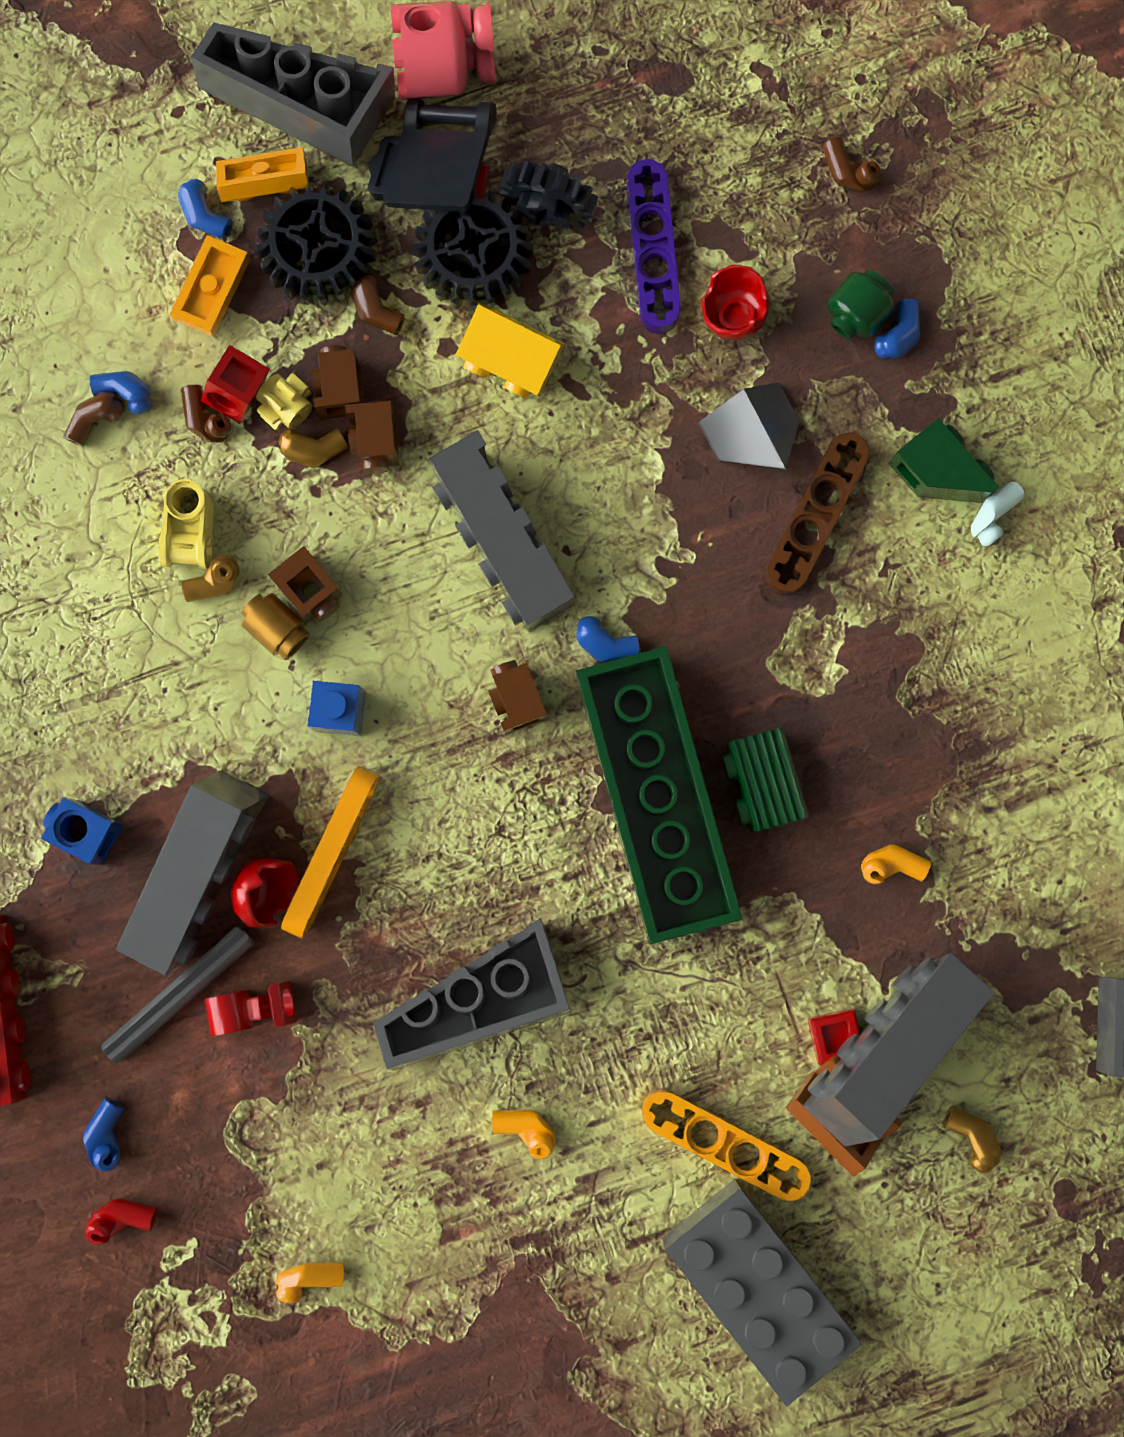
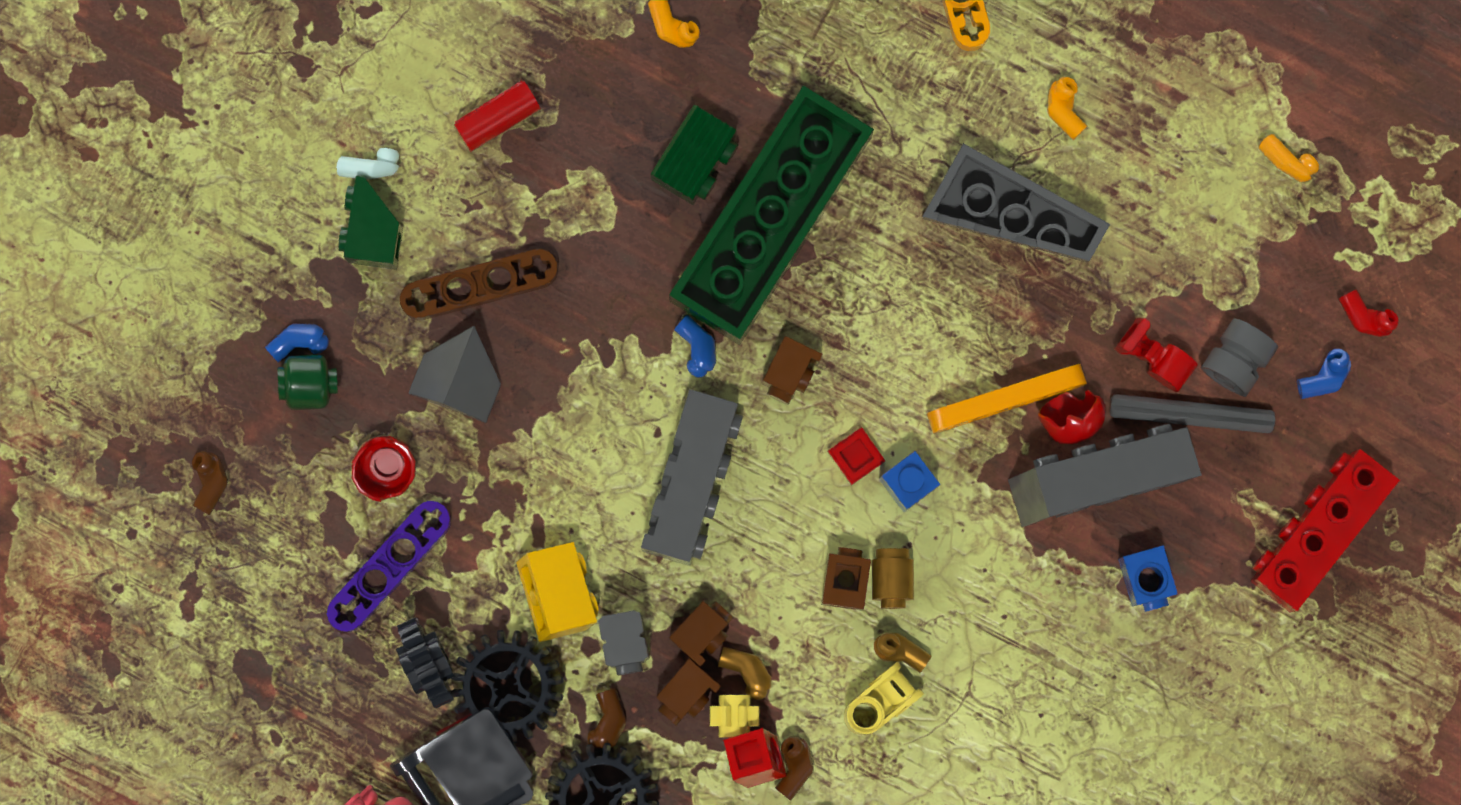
camera: 140 degrees left, 0 degrees up
(183, 1076) = (1237, 360): none -> dark grey wheel
(400, 689) = (856, 456): none -> red tile
(420, 362) = (624, 643): none -> dark grey brick
(945, 649) = (496, 116): none -> red brick

